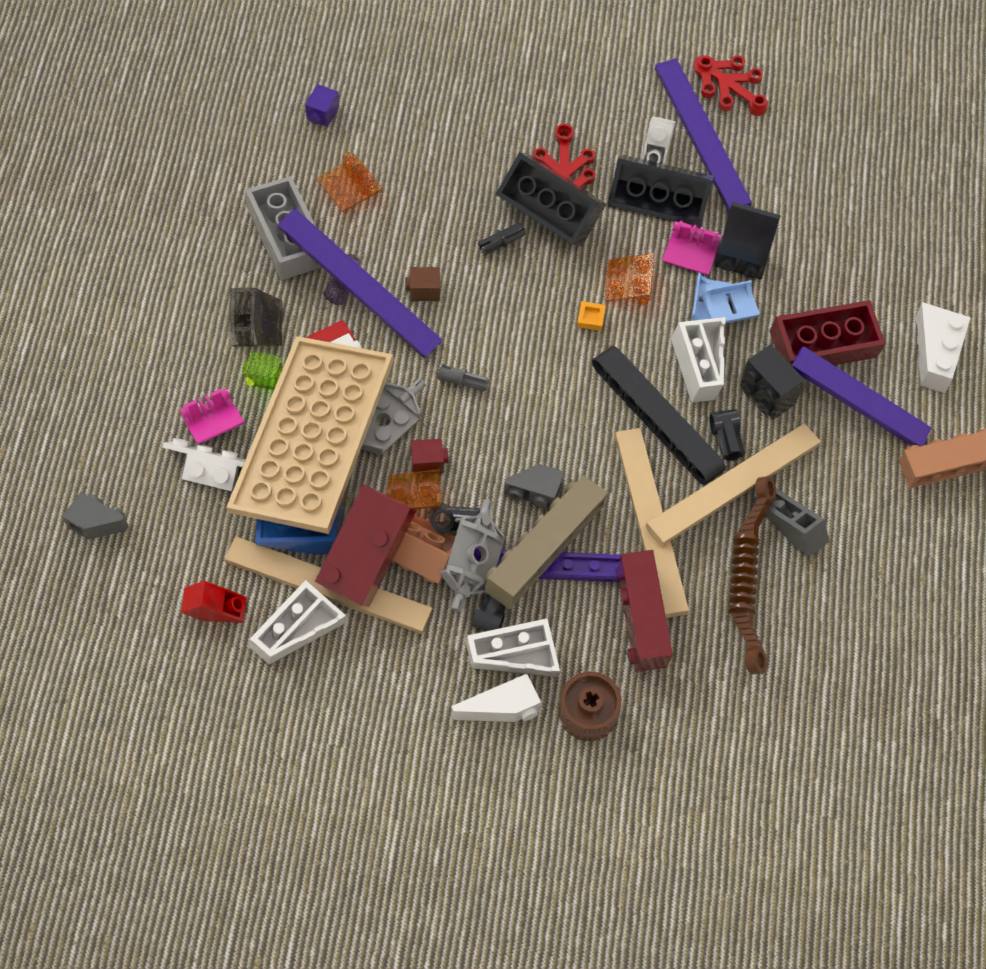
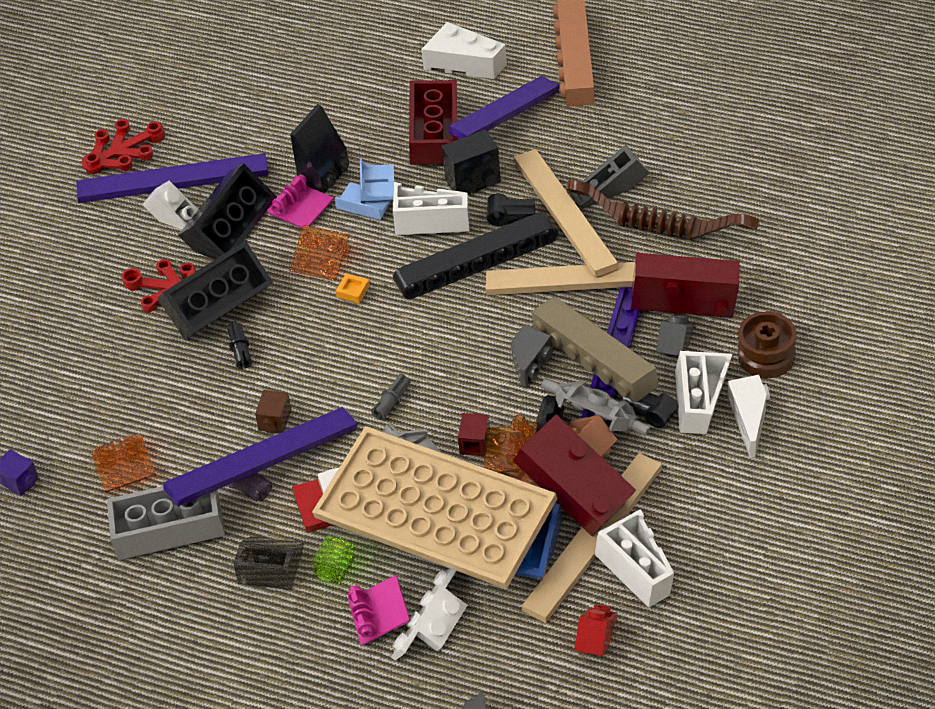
camera: 70 degrees left, 15 degrees down
(587, 616) = (675, 335): none -> dark grey slope

